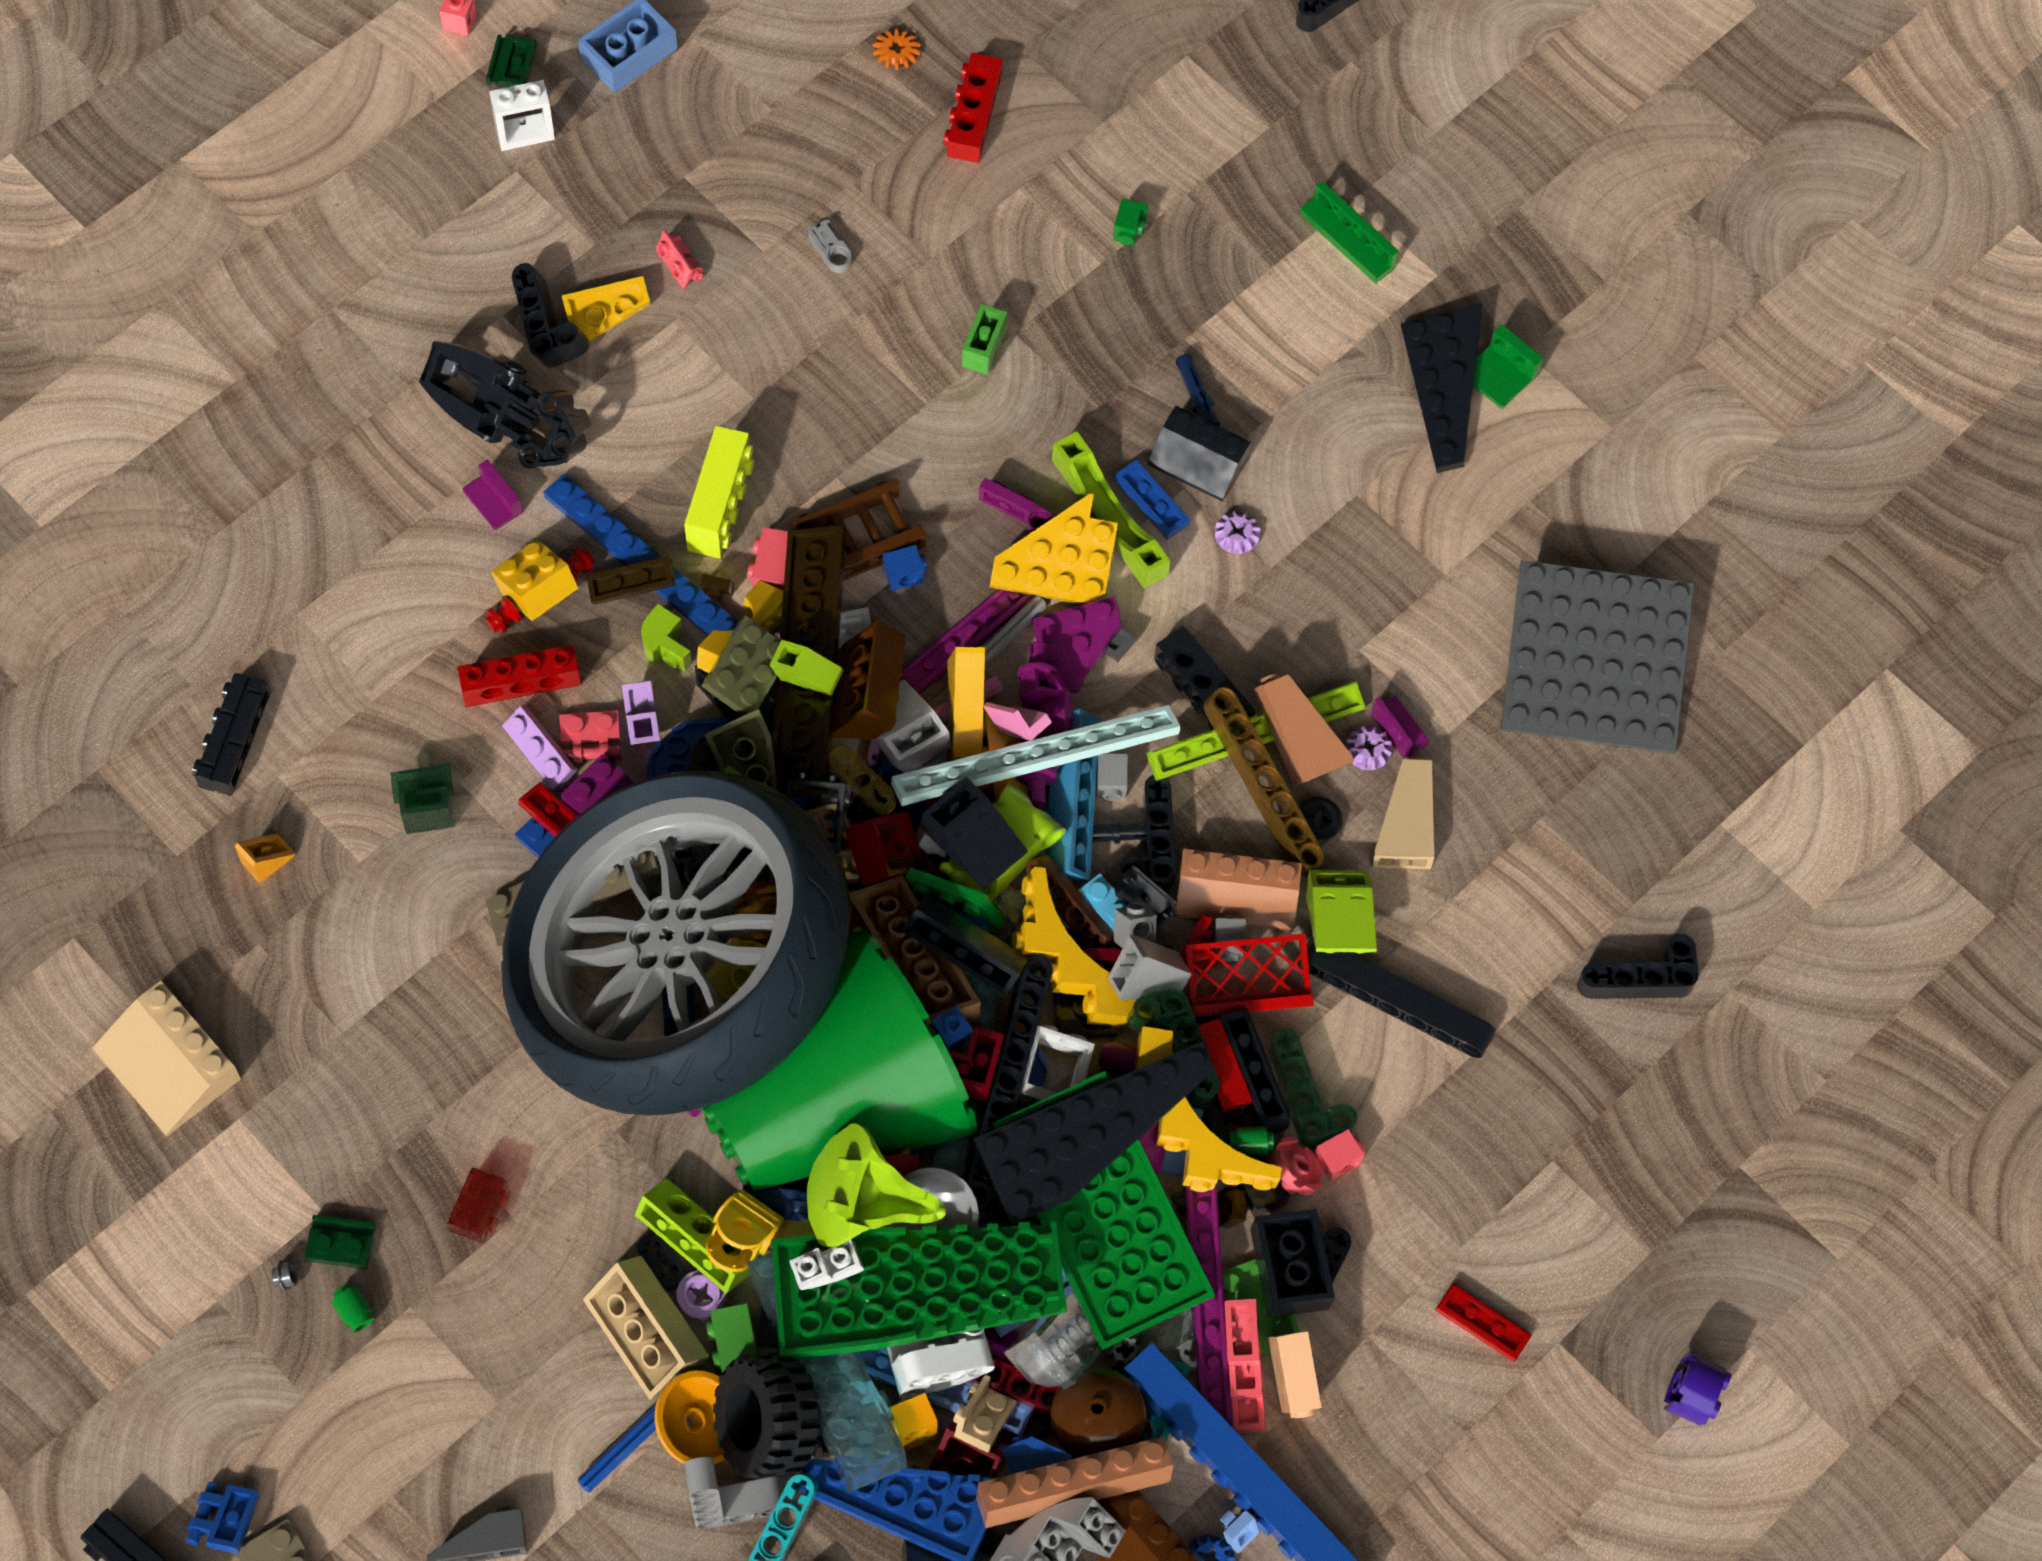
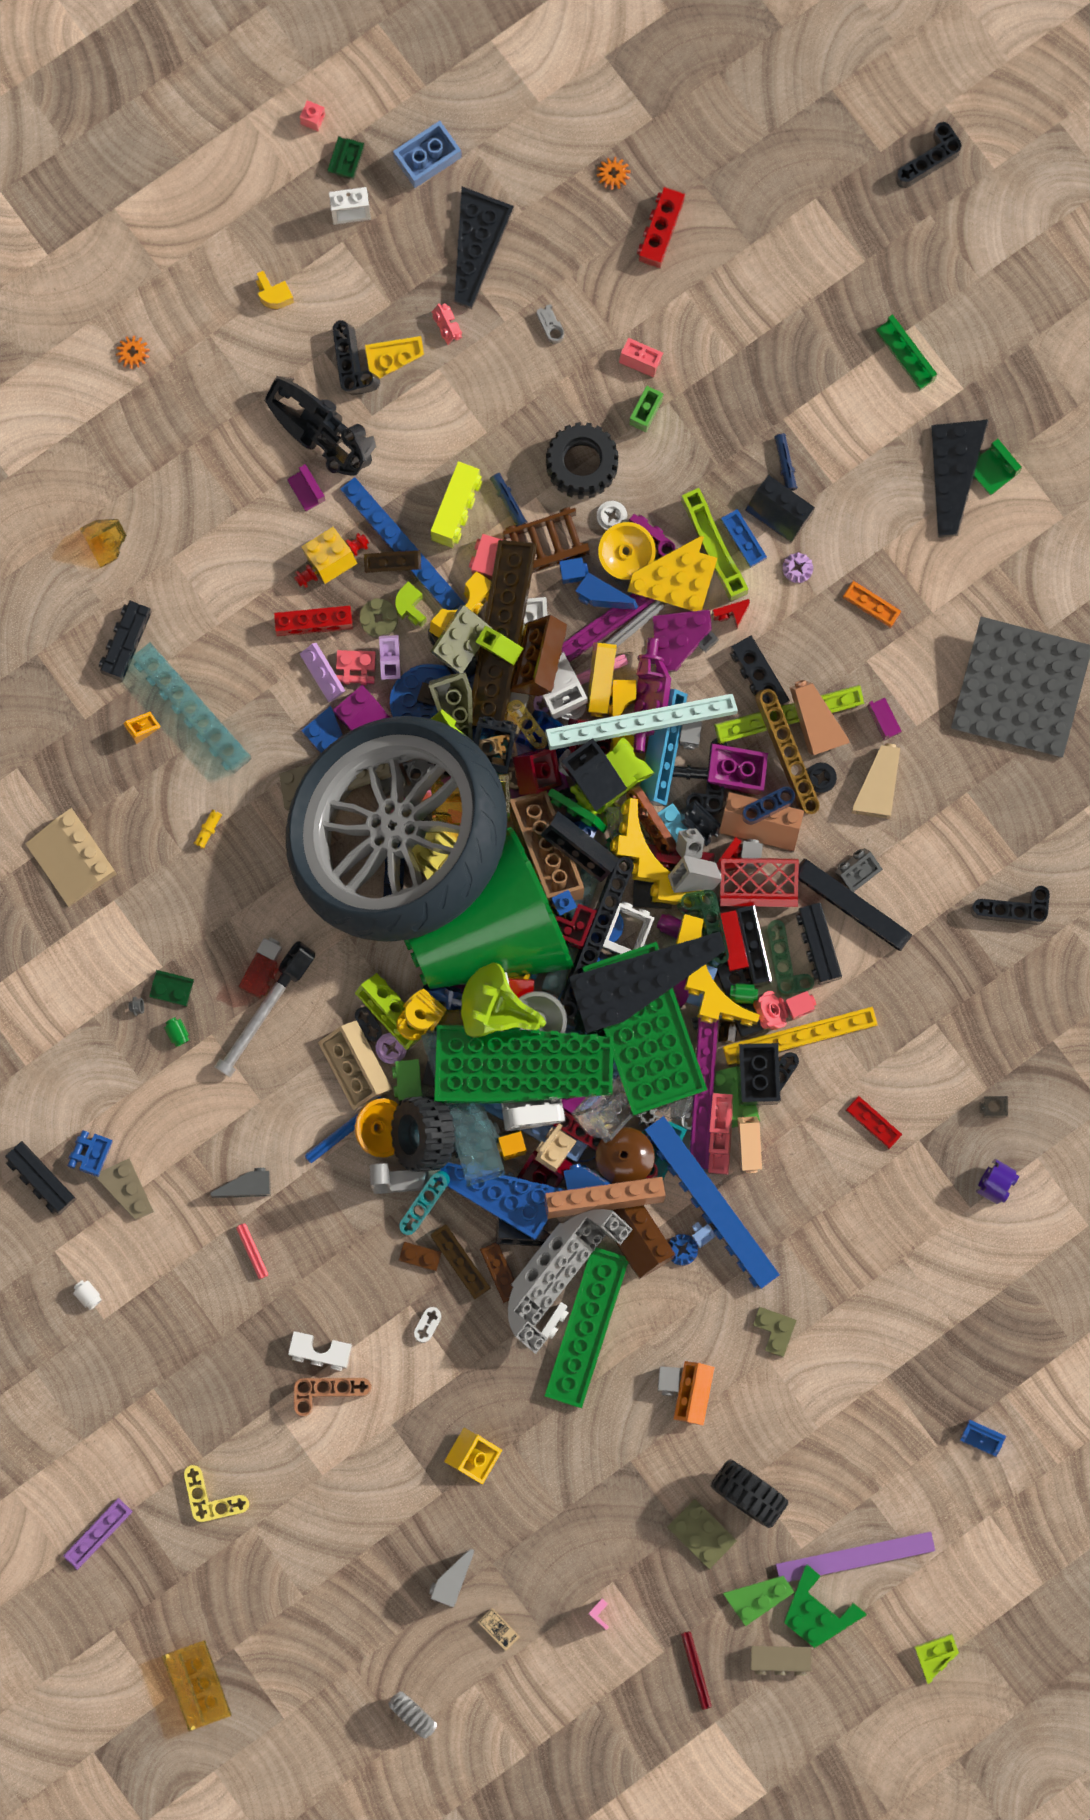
camera: 10 degrees right, 15 degrees up
(191, 595) = (104, 539): none -> clear yellow slope
(225, 348) = (137, 357): none -> orange gear
(271, 749) = (149, 655): none -> clear light blue brick
(380, 994) = (207, 829): none -> yellow pin
(422, 246) = (275, 296): none -> yellow brick
(424, 797) = (245, 699): clear green plate -> none
(493, 1160) = (270, 948): none -> light grey plate
(531, 1189) = (292, 968): none -> piece
(546, 809) = (326, 720): red tile -> none
(615, 649) = (377, 607): none -> olive plate
(714, 142) = (479, 235): none -> black wing
(716, 586) = (448, 571): dark brown plate -> none
(789, 474) = (505, 494): none -> dark blue pin
(826, 1267) = (468, 1048): white slope -> none
(899, 384) = (582, 436): none -> black tyre
(947, 479) = (609, 507): none -> white gear
(952, 594) = (600, 594): none -> blue slope
(967, 275) = (640, 357): none -> coral hinge
(979, 511) = (628, 535): none -> yellow dish
(1017, 720) = (634, 695): bright pink panel -> none
(1130, 221) = (757, 328): green brick -> none
(1152, 597) = (736, 610): none -> red slope
(1192, 814) = (737, 769): none -> magenta slope
(1252, 845) = (763, 813): none -> dark blue beam
(1341, 911) = (825, 846): lime slope -> none
(1354, 571) = (872, 604): none -> orange tile
(1355, 1059) = (819, 943): none -> black brick
(1362, 757) = (856, 738): lavender gear -> none
(1367, 1194) = (810, 1032): none -> yellow tile
(1399, 943) = (858, 869): none -> dark grey bracket
(1679, 1267) = (1001, 1101): none -> clear smoke brick

